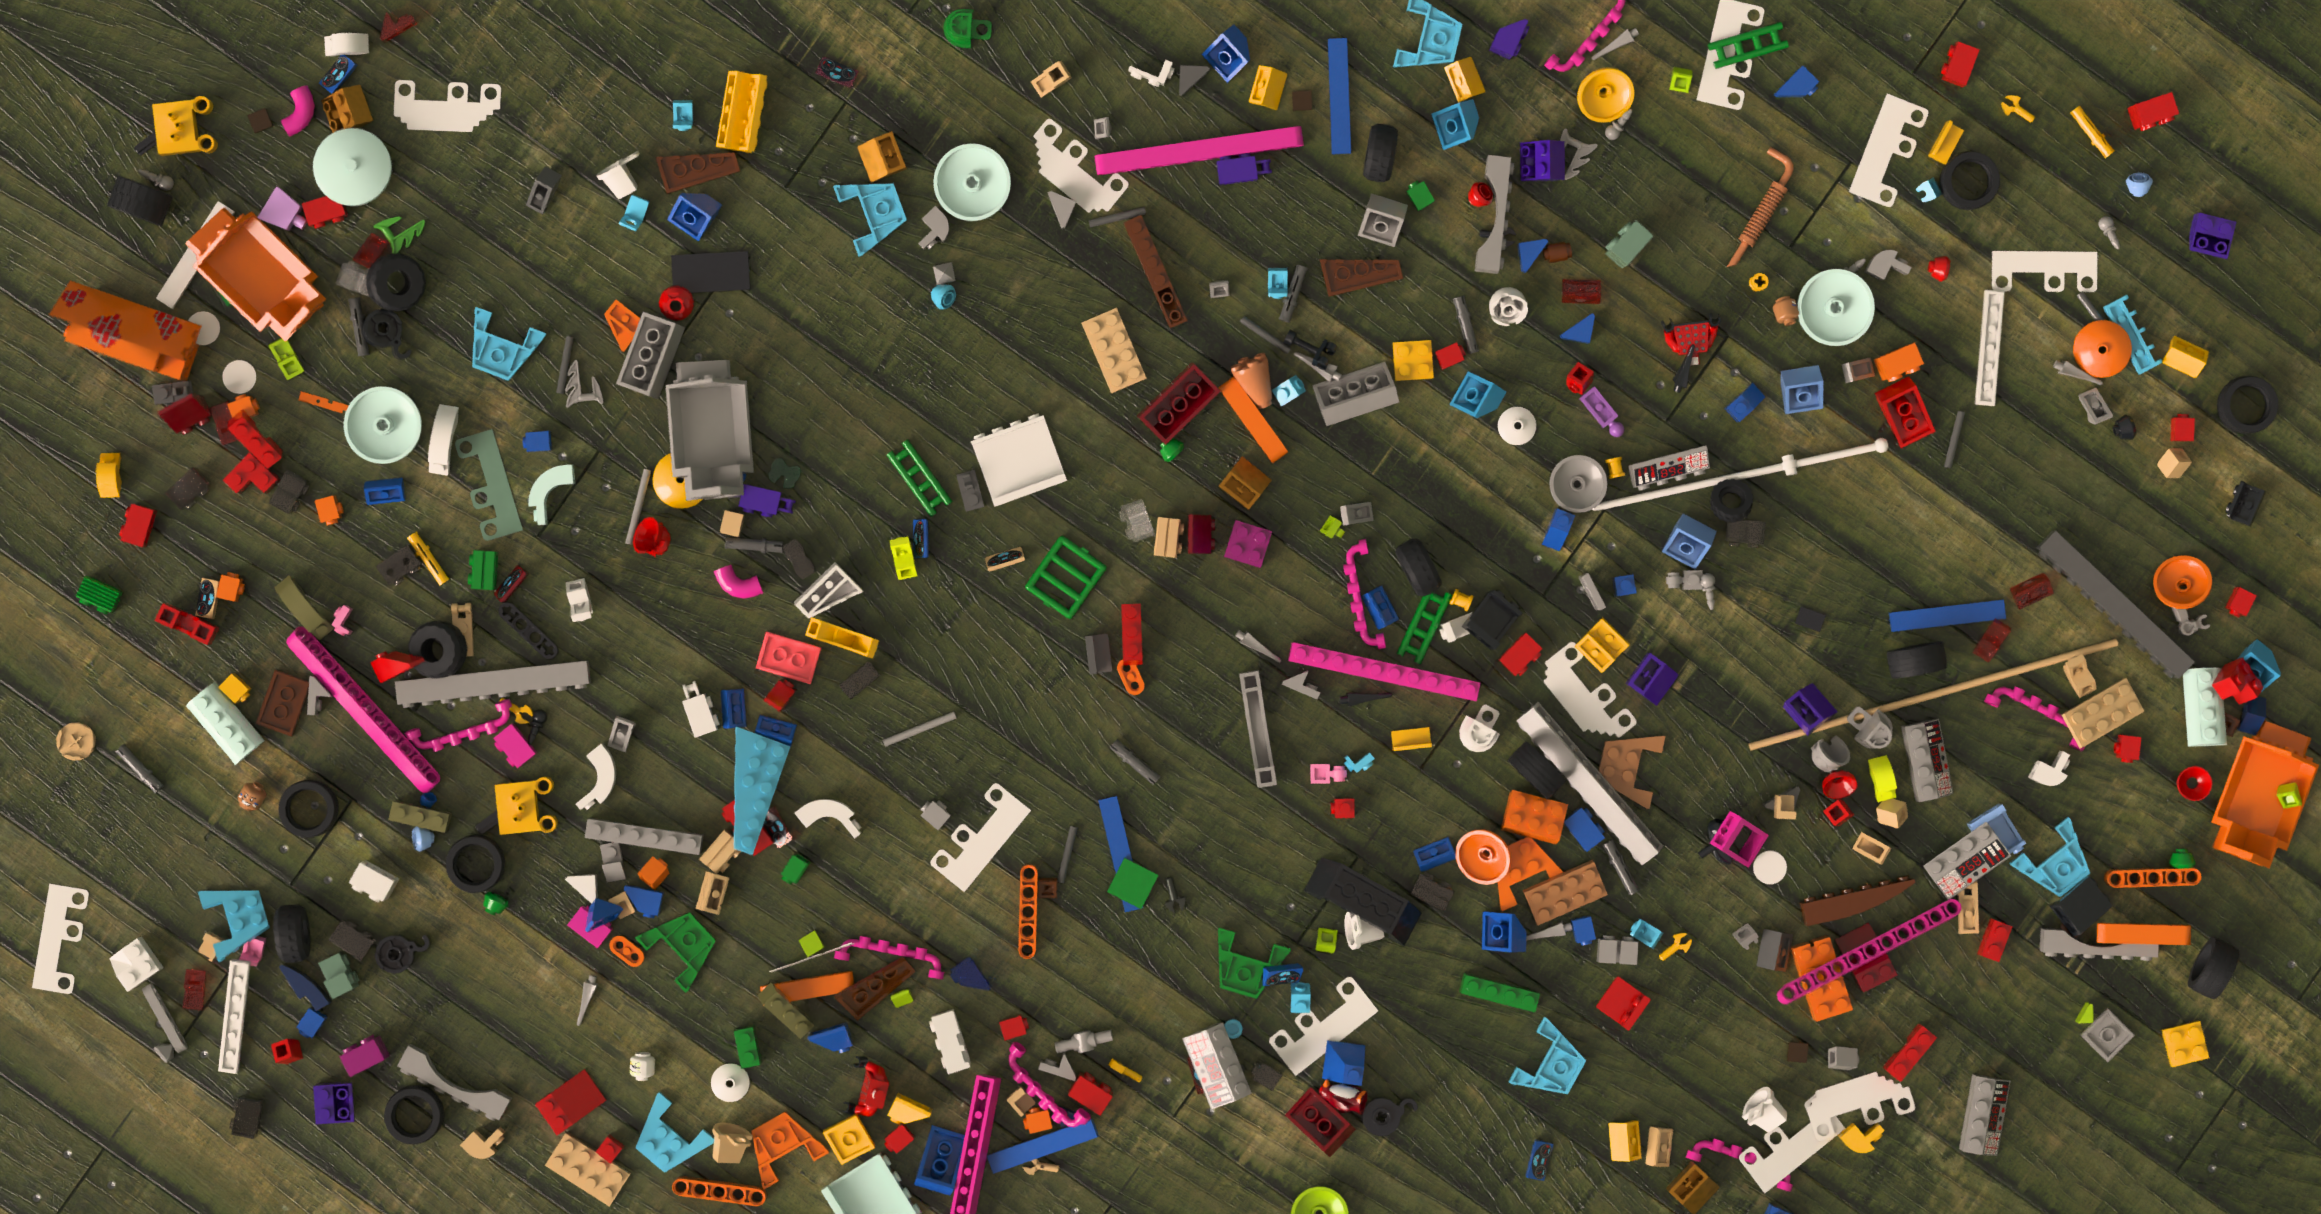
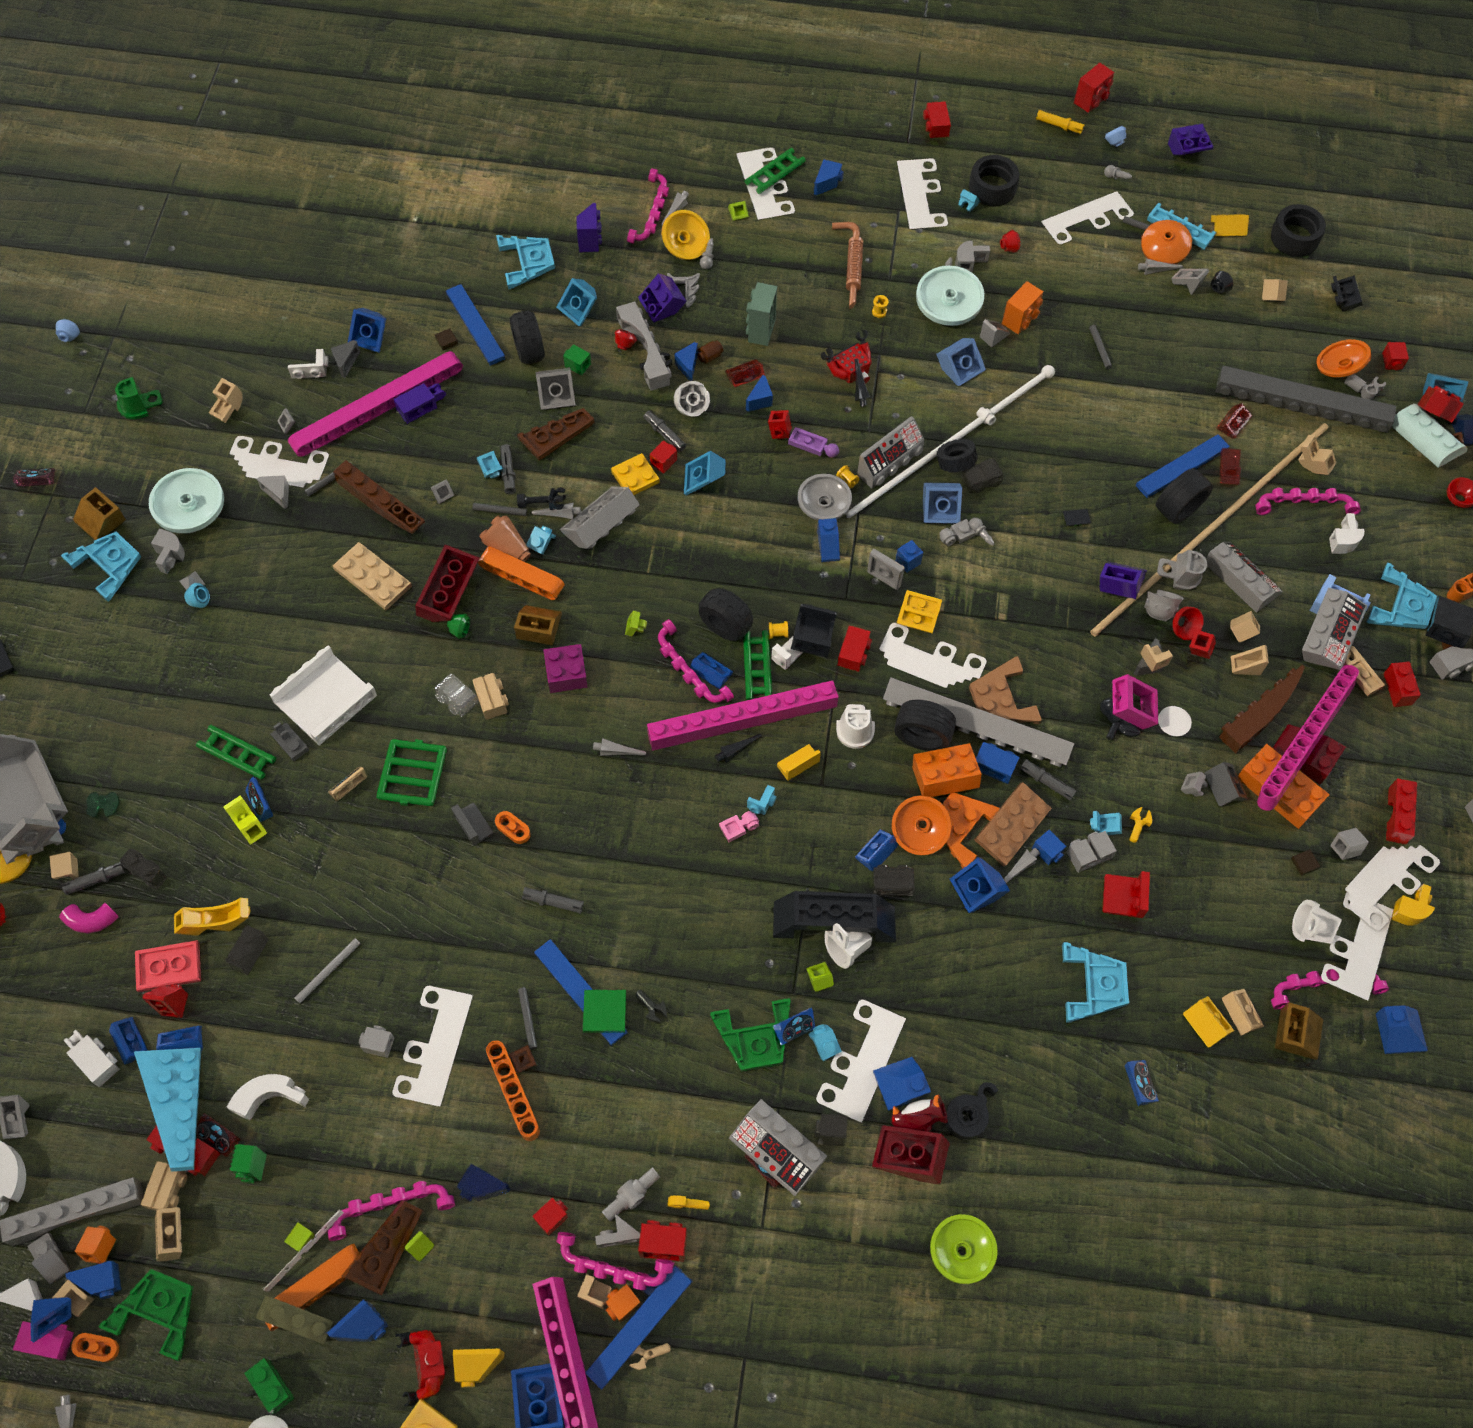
camera: 30 degrees left, 25 degrees down
(763, 500) = (89, 834): dark purple brick -> none
(828, 590) = (182, 883): white wedge -> none
(898, 1138) = (480, 1404): red brick -> none
(950, 1041) = (490, 1265): white wedge -> none
(1131, 634) = (495, 786): red arch -> none
(1200, 534) = (516, 676): dark red slope -> none
(1233, 1028) = (776, 1103): medium azure tile -> none
(1257, 729) = (666, 832): light grey arch -> none
(1268, 87) = (413, 339): yellow panel -> none
(1296, 683) = (669, 763): light grey slope -> none
(1343, 808) = (770, 846): red brick -> none
(1356, 513) = (648, 604): light grey slope -> none
(1464, 79) = (565, 271): yellow panel -> none
(1499, 992) = (1008, 940): green brick -> none
(1507, 429) = (749, 491): white dish -> none
(1652, 678) = (977, 614): dark purple slope -> none
(1744, 403) = (921, 391): blue slope -> none
(1786, 310) = (913, 315): medium nougat head -> none
(1883, 778) = (1221, 600): neon yellow brick -> none
(1905, 411) = (1050, 341): red slope -> none
(1946, 142) = (960, 169): yellow panel -> none
(1989, 347) = (1083, 279): white tile -> none
(2018, 109) = (990, 131): yellow bar -> none
(2102, 712) = (1354, 475): tan plate -> none
(2127, 748) = (1393, 491): red brick -> none
(2182, 428) = (1263, 266): red brick -> none

